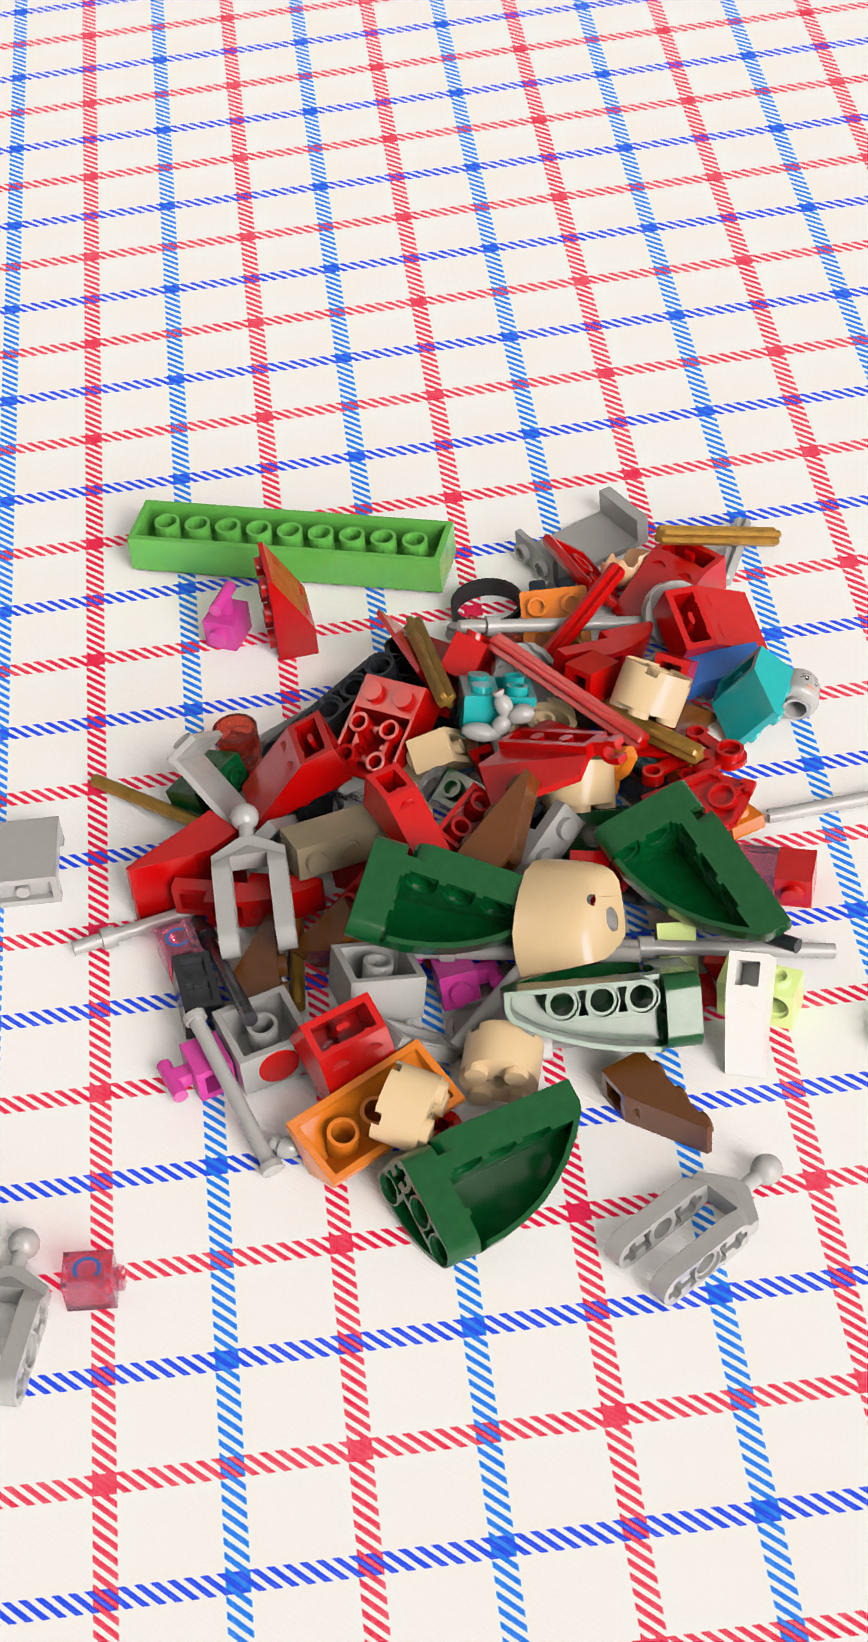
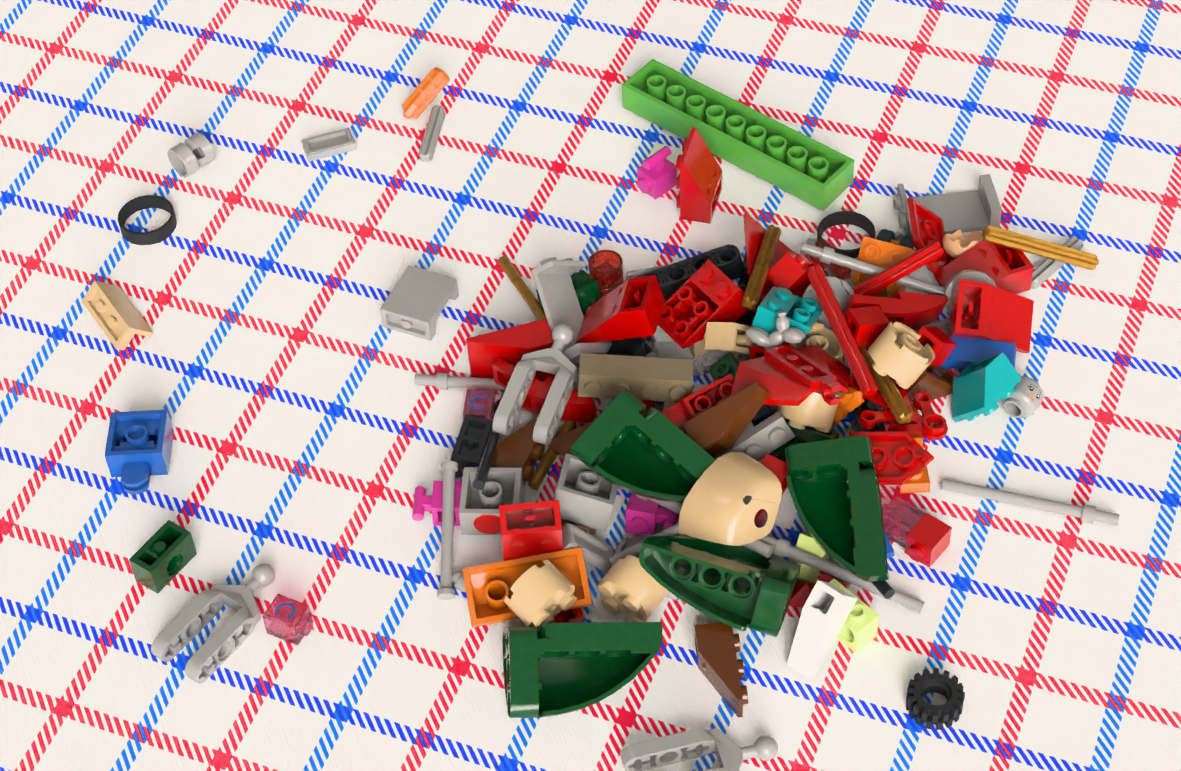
camera: 25 degrees right, 5 degrees up
(400, 808) = (663, 379): red slope -> none

